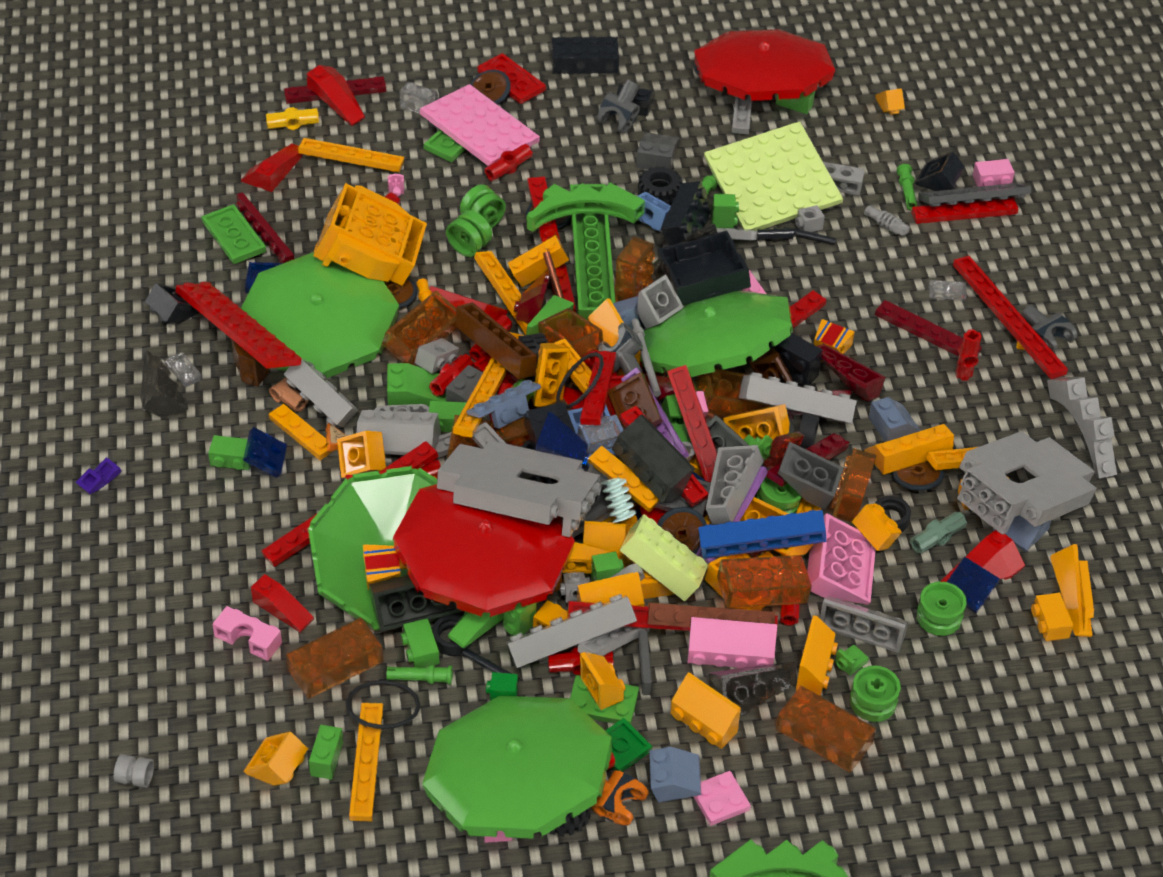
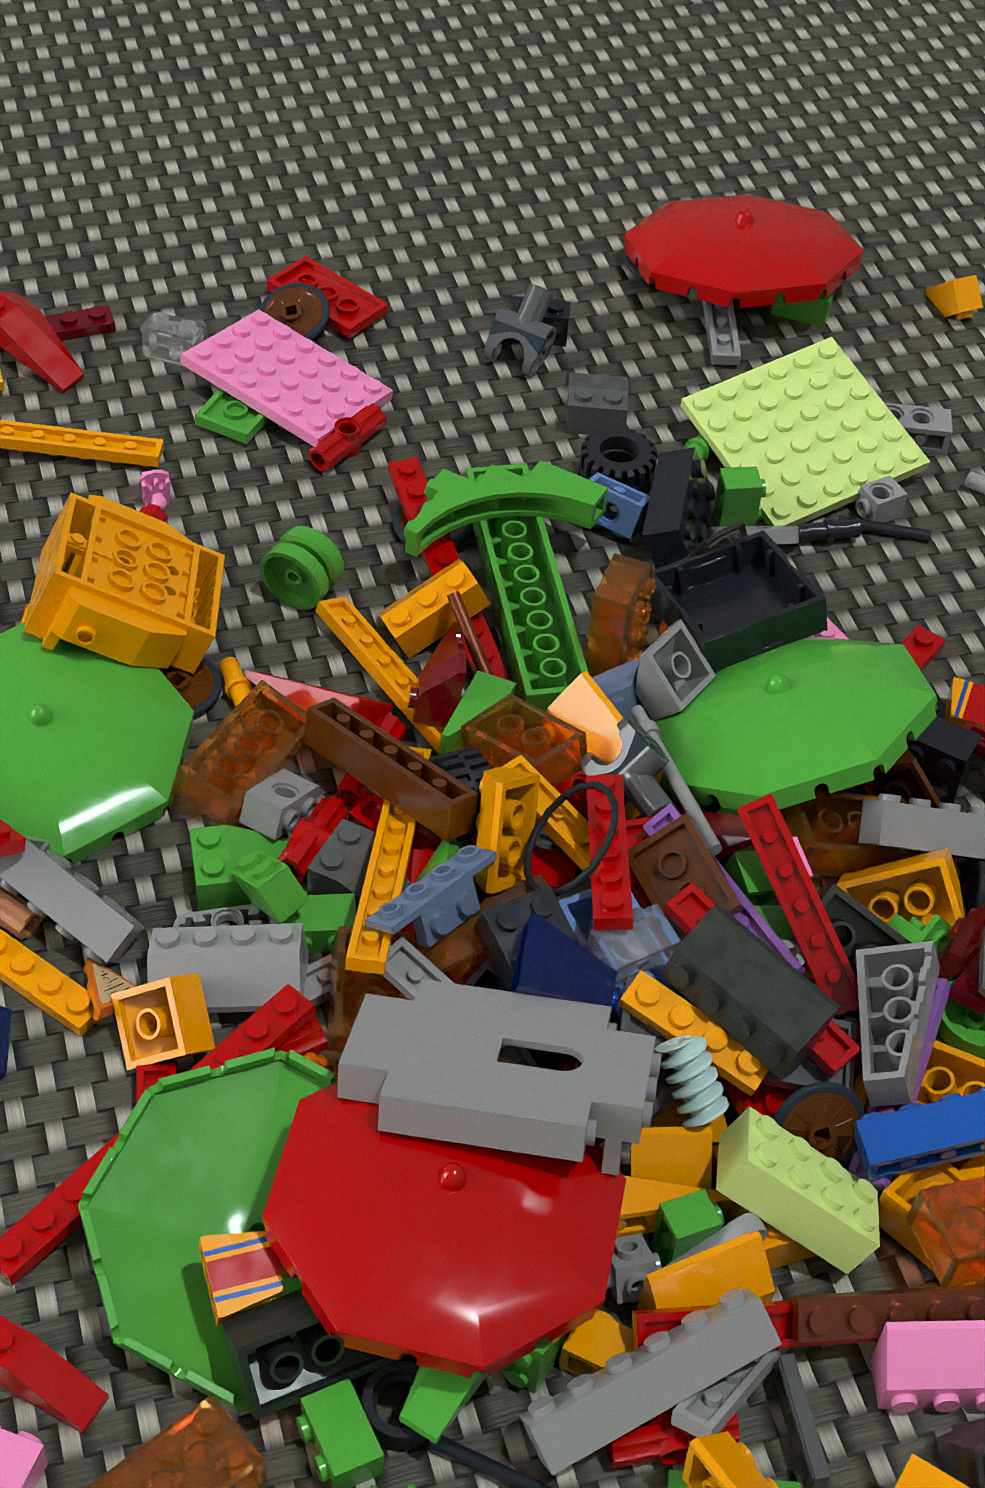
camera: 10 degrees left, 0 degrees up
(423, 393) = (269, 885): none -> bright green brick
(485, 202) = (320, 508): bright green wheel -> none
(585, 55) = (444, 252): black brick -> none

